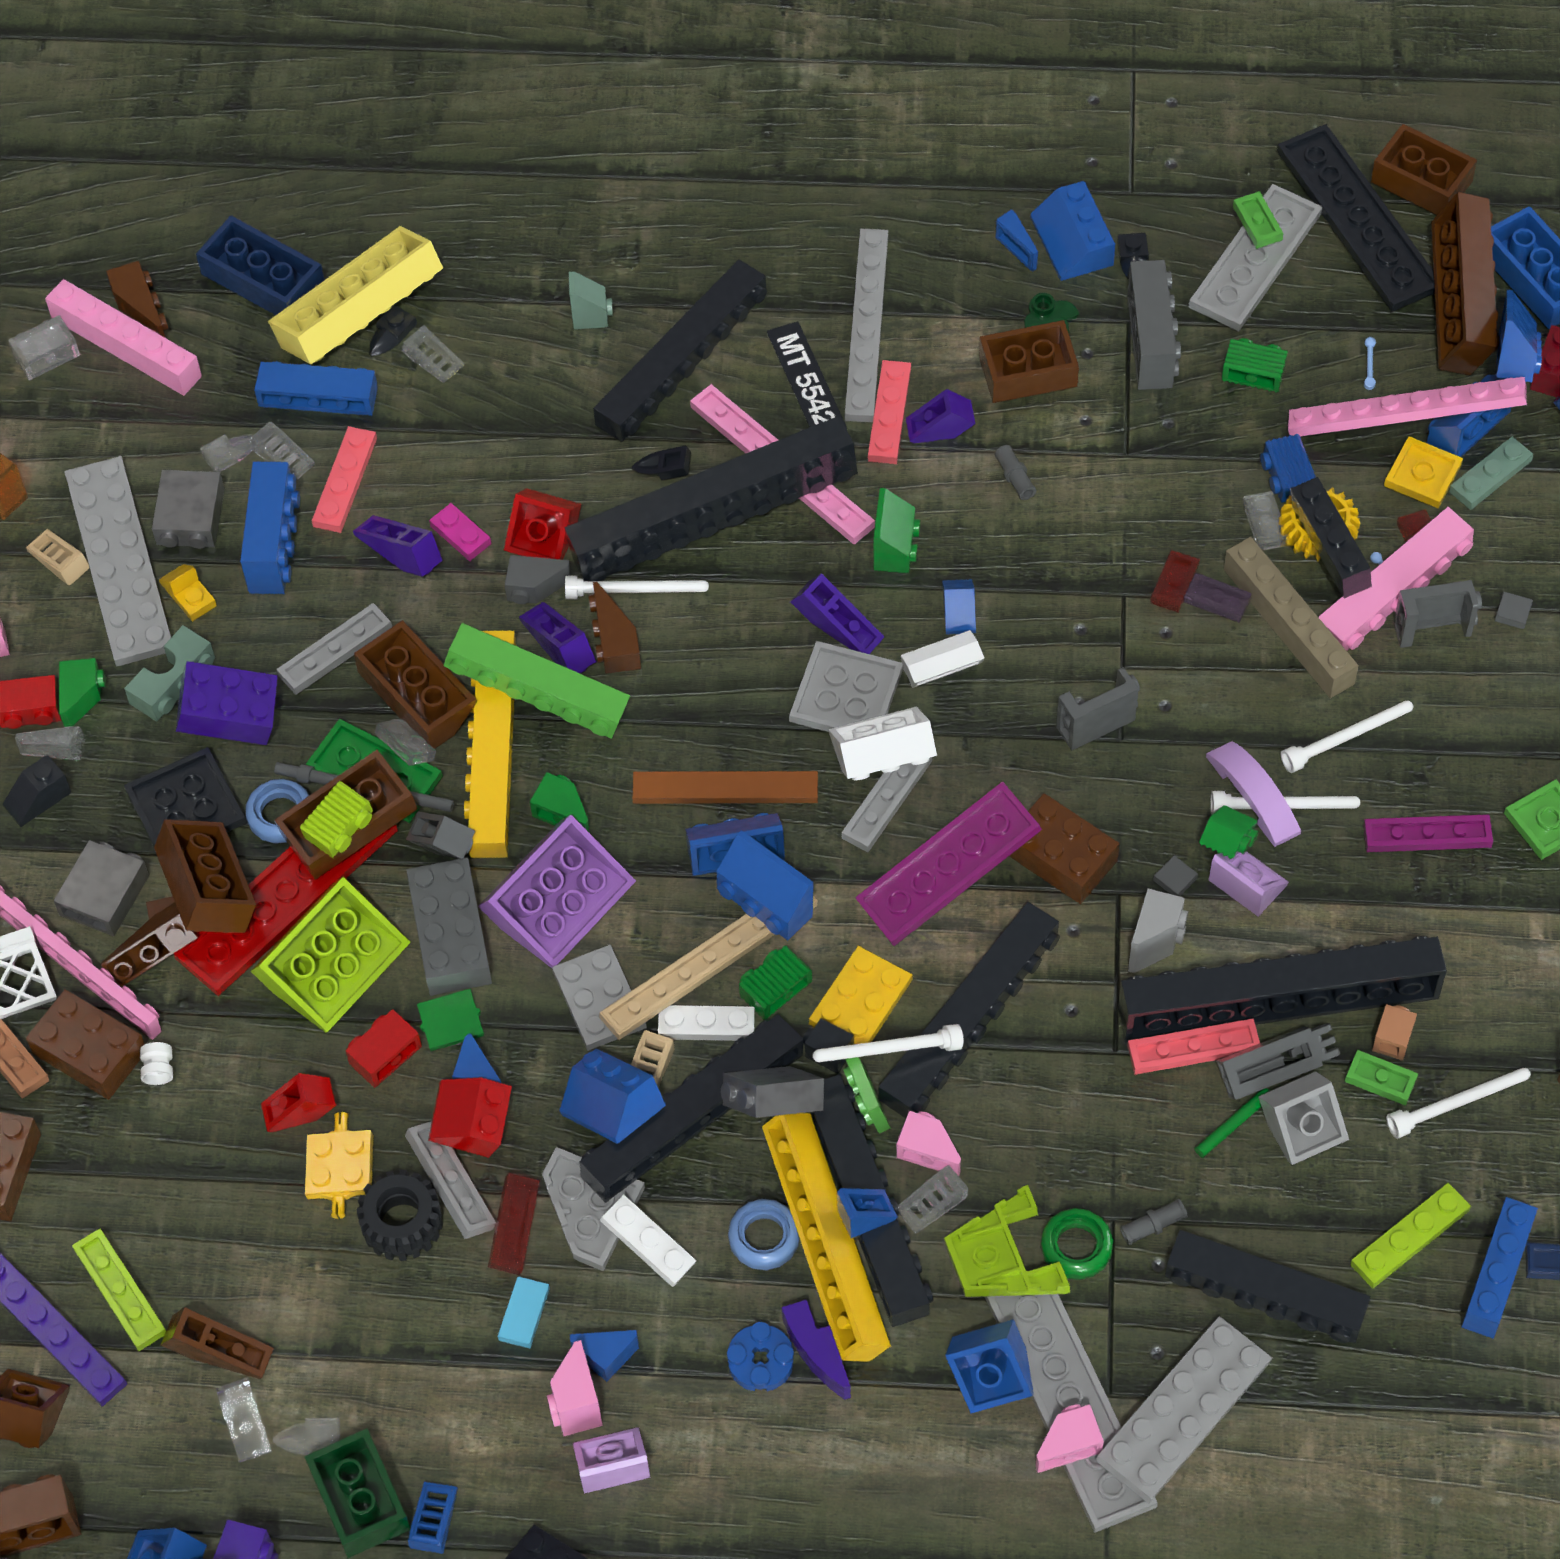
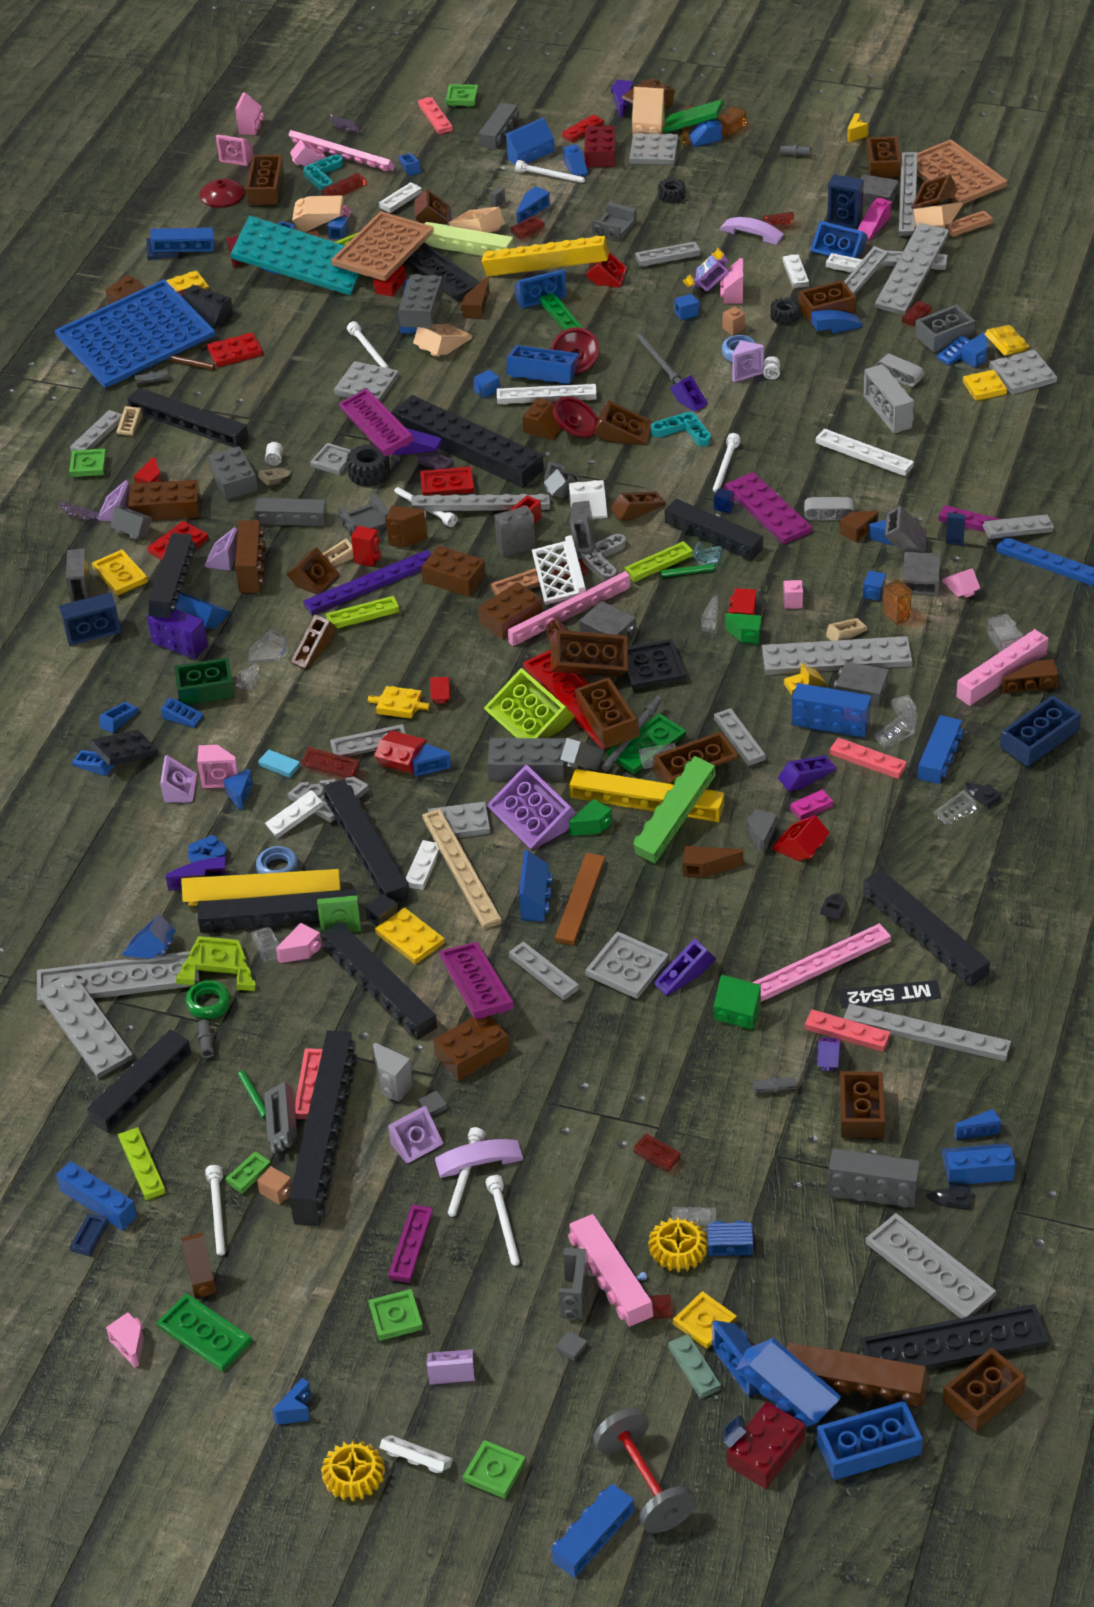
camera: 105 degrees right, 15 degrees down
(36, 791) = (683, 608): black slope -> none
(156, 1063) = (490, 637): white wheel -> none
(157, 693) = (733, 659): sand green arch -> none
(226, 703) = (708, 679): dark purple brick -> none
(261, 796) = (640, 691): medium blue wheel -> none
(337, 819) = (593, 695): lime brick -> none
(355, 295) = (1005, 769): light yellow brick -> none
(383, 1048) = (460, 724): red brick -> none
(396, 1191) = (353, 715): black tyre -> none
(450, 1019) = (471, 759): green piece -> none
(559, 637) = (712, 833): dark purple slope -> none
(577, 586) = (750, 850): white piece -> none
(588, 303) = (973, 879): sand green slope -> none
(610, 1096) = (383, 804): blue slope -> none
(656, 1042) = (412, 842): tan slope -> none
(712, 500) = (784, 911): black brick -> none
(765, 886) = (490, 890): blue slope -> none
(773, 1091) = (350, 864): flat silver brick -> none
(774, 982) = (434, 895): green brick -> none
(864, 1209) = (261, 891): blue slope -> none
(883, 743) = (575, 964): white slope -> none
(942, 658) = (635, 1016): white piece -> none
(947, 1038) = (353, 952): white piece -> none
(959, 606) = (678, 1034): slope -> none
(1054, 311) = (905, 1133): dark green plate -> none
(1070, 1438) = (88, 962): bright pink slope -> none
(1099, 715) = (565, 1092): dark grey panel -> none
(1217, 597) = (635, 1172): clear purple plate -> none
(1229, 832) = (444, 1124): green brick -> none
(1254, 364) = (828, 1240): green brick -> none
(1258, 220) = (956, 1265): bright green plate -> none
(1291, 617) = (605, 1204): dark tan brick -> none
(1304, 1117) = (238, 1124): light grey slope -> none
(1331, 537) = (647, 1224): black brick -> none
(1369, 382) = (798, 1314): light blue hinge -> none
(1408, 407) = (749, 1306): bright pink plate -> none

